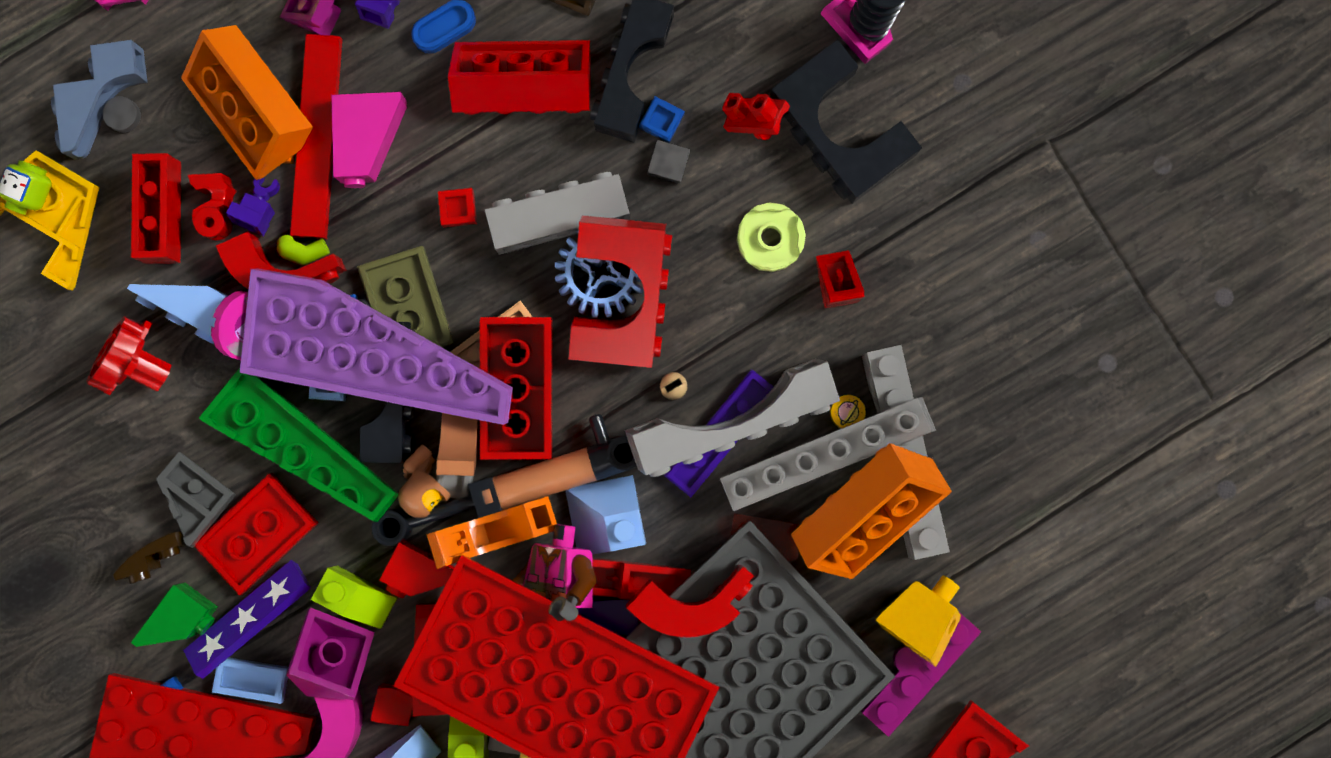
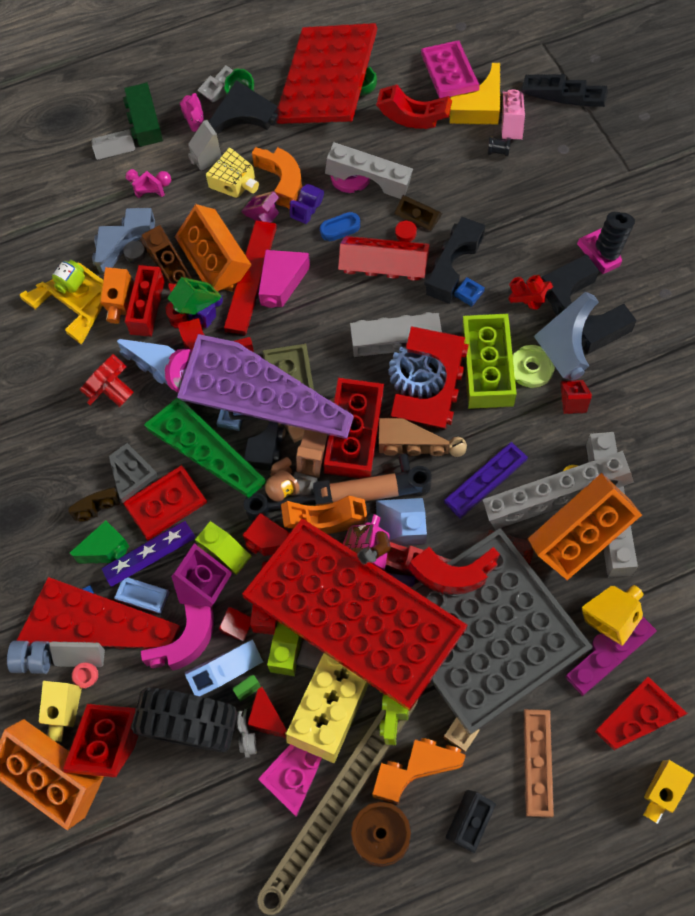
camera: 10 degrees right, 20 degrees down
(107, 204) = (116, 293): none -> orange torso
(175, 124) = (164, 255): none -> reddish brown slope
(231, 199) = (192, 296): none -> green slope
(299, 253) = (221, 333): lime arm -> none
(457, 207) = (332, 324): red plate -> none
(549, 22) = (406, 231): none -> red tile
(590, 385) = (405, 437): none -> medium nougat slope
(668, 161) = (469, 309): flat silver tile -> none
(717, 226) = (489, 361): none -> lime brick
(798, 392) = (448, 469): light grey arch -> none
(814, 196) = (563, 337): none -> sand blue arch

